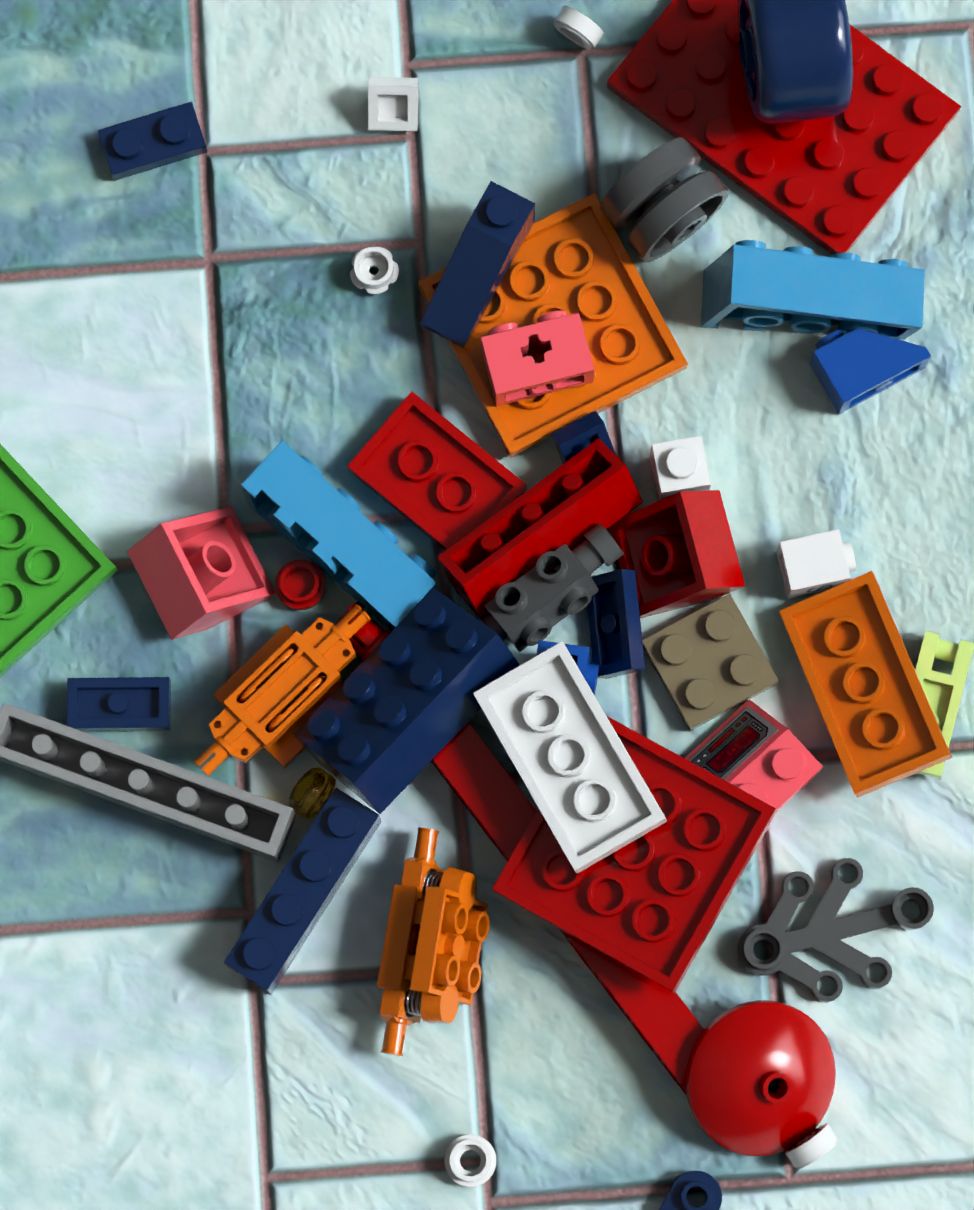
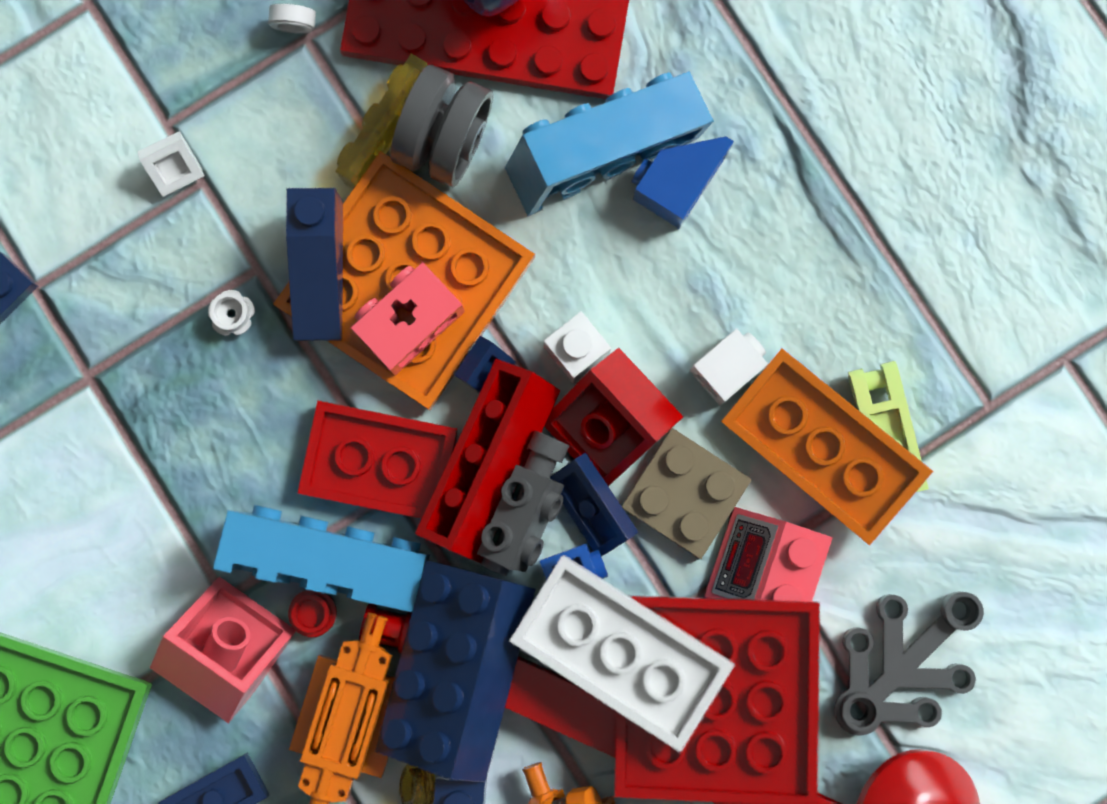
camera: 30 degrees left, 5 degrees up
(606, 167) = (379, 123): none -> clear yellow plate

